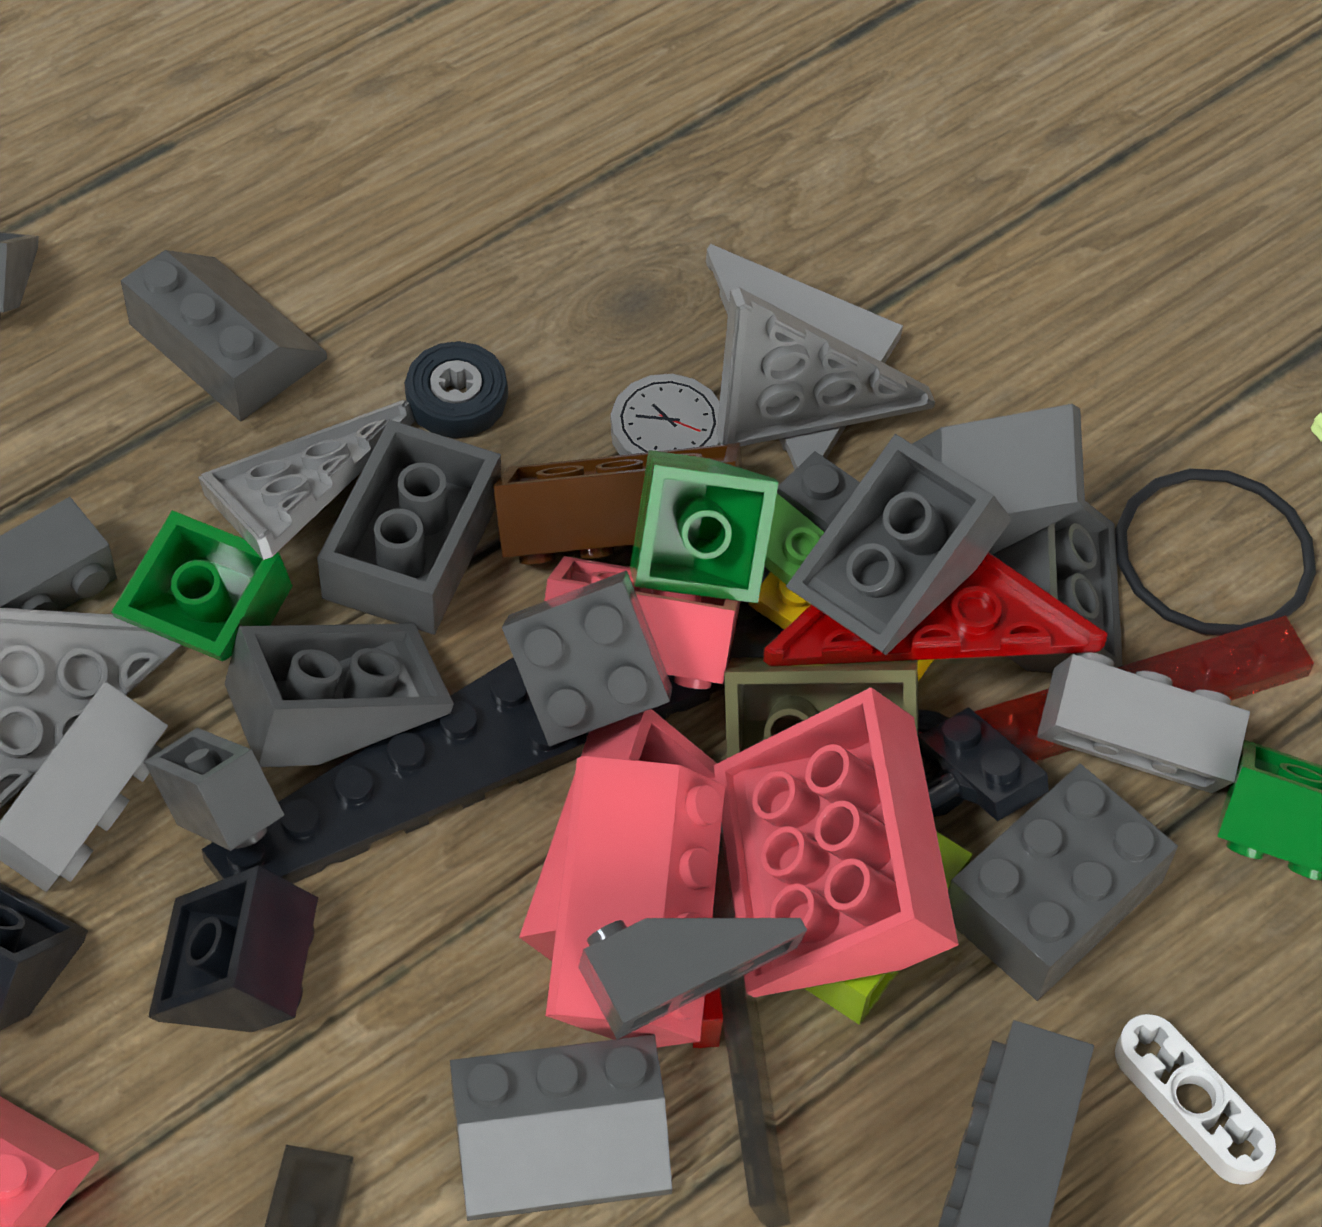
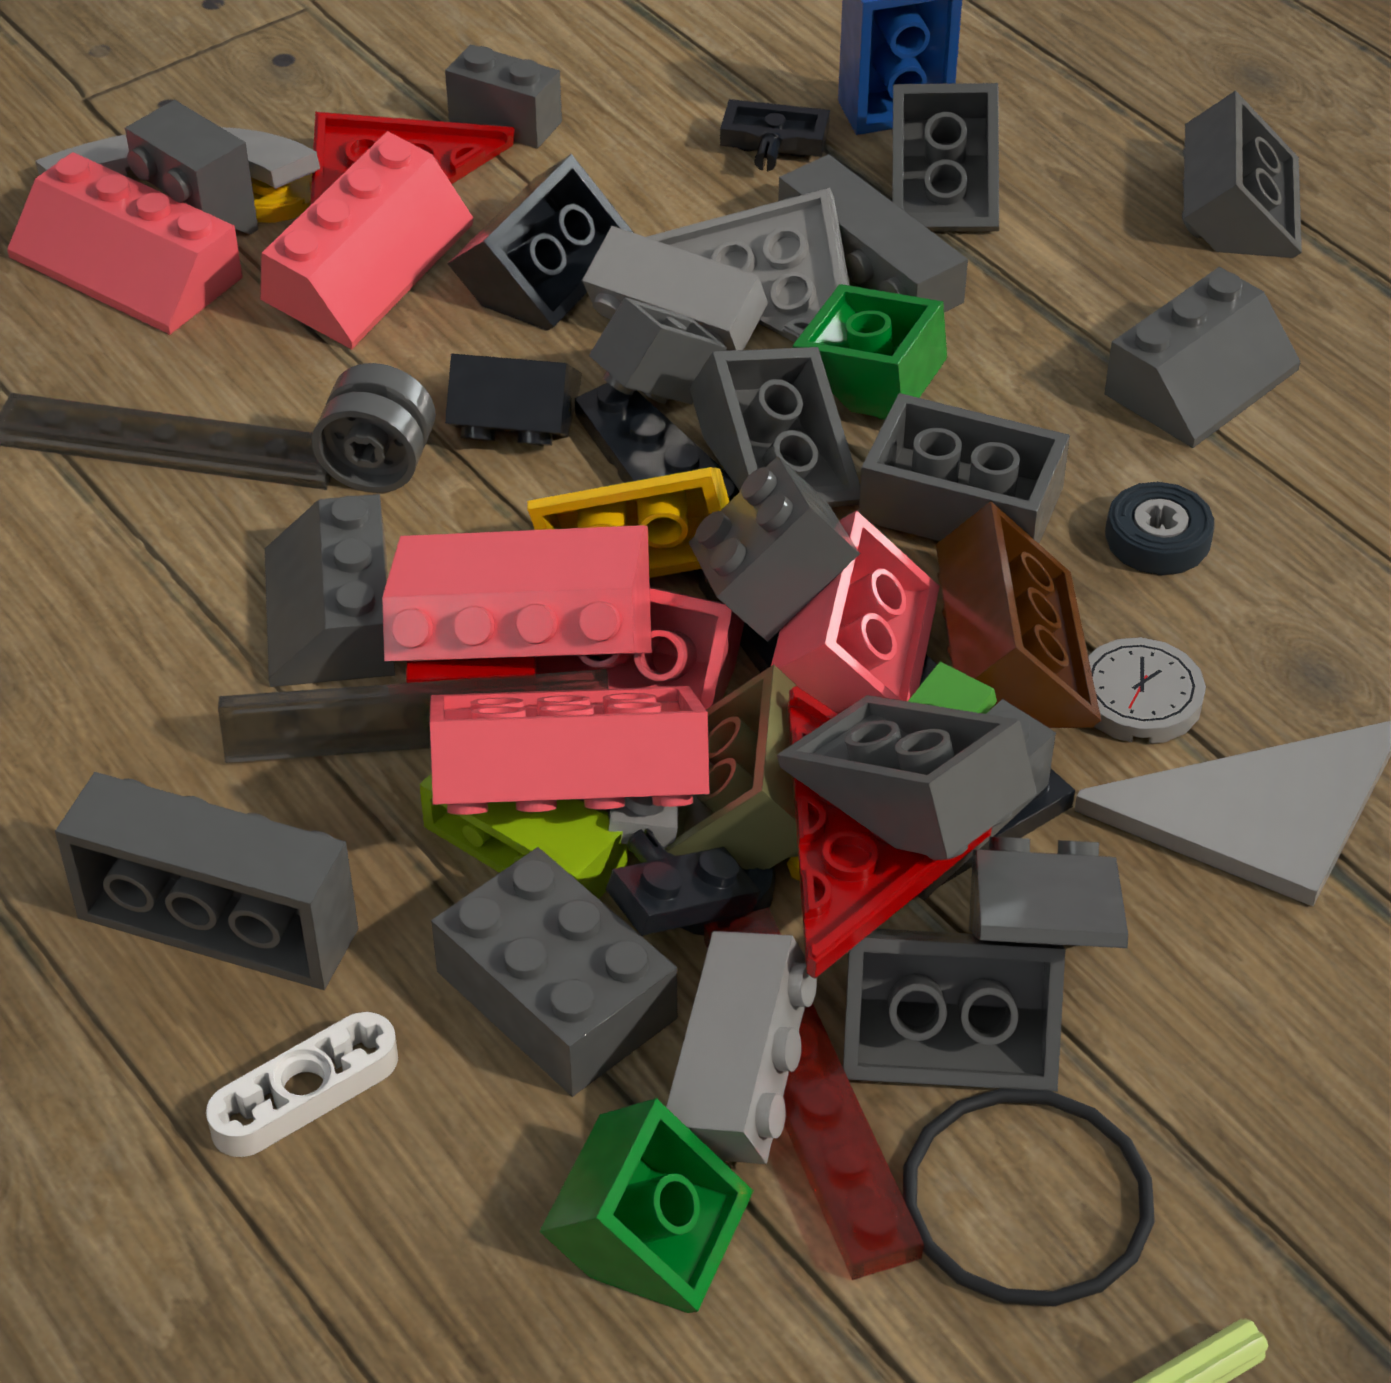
camera: 95 degrees right, 10 degrees down
(288, 485) = (1002, 388): light grey tile -> none
(313, 1086) = (373, 428): none -> dark grey wheel
(485, 808) = (666, 504): none -> yellow slope
(669, 962) = (420, 578): dark grey slope -> none
(702, 527) = (930, 610): green slope -> none
(799, 380) = (1154, 730): light grey tile -> none

